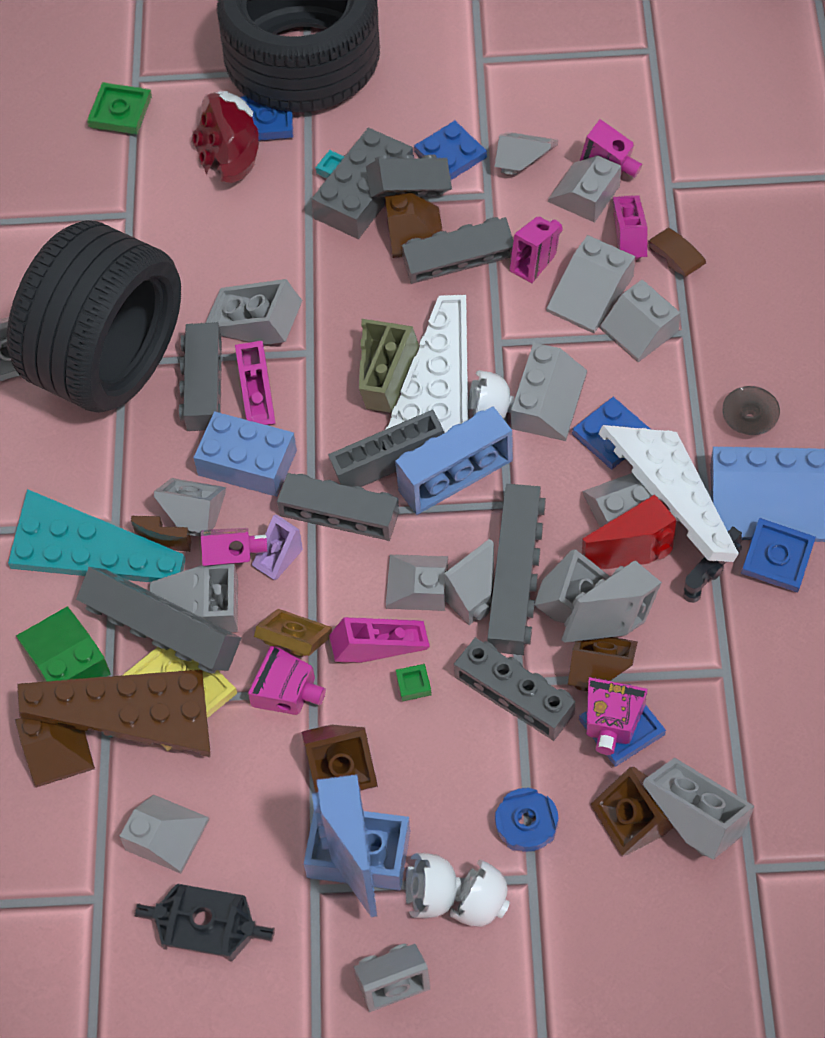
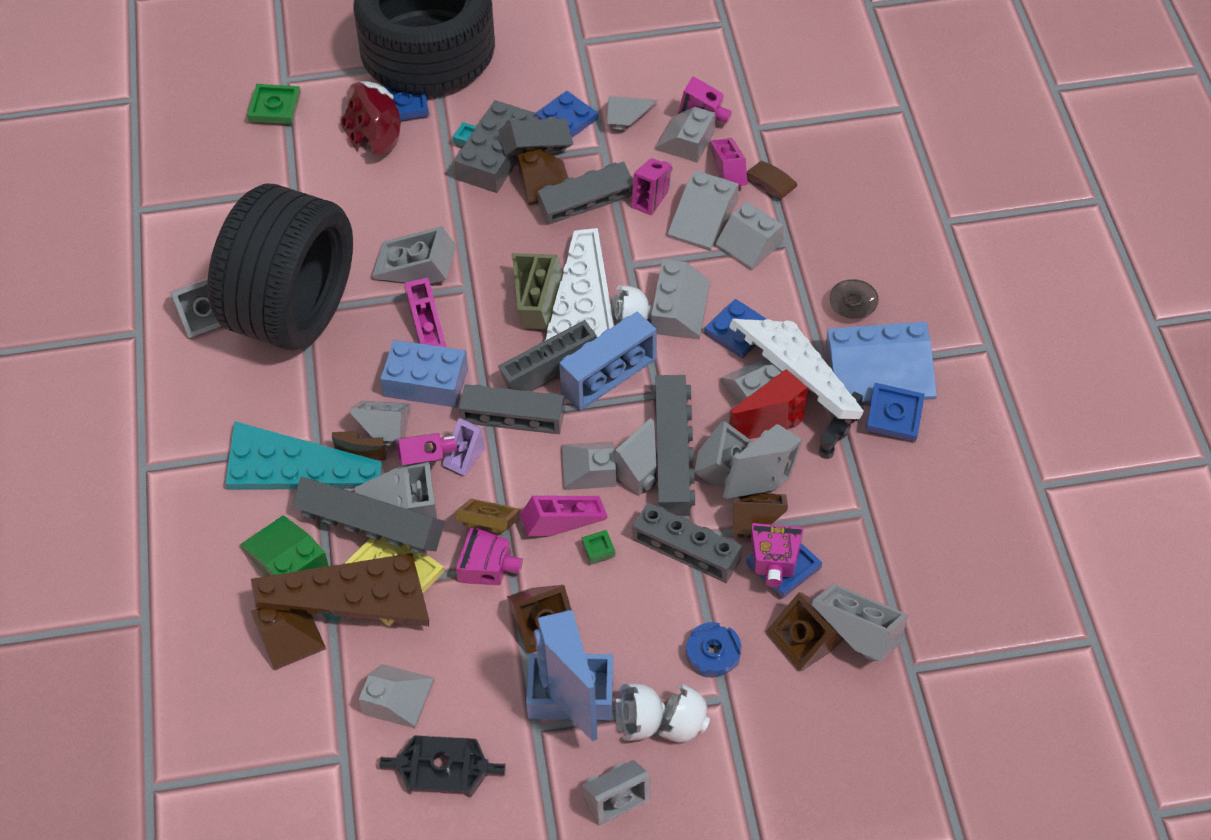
camera: 10 degrees left, 5 degrees down
(201, 374) = (377, 313): dark grey brick -> none

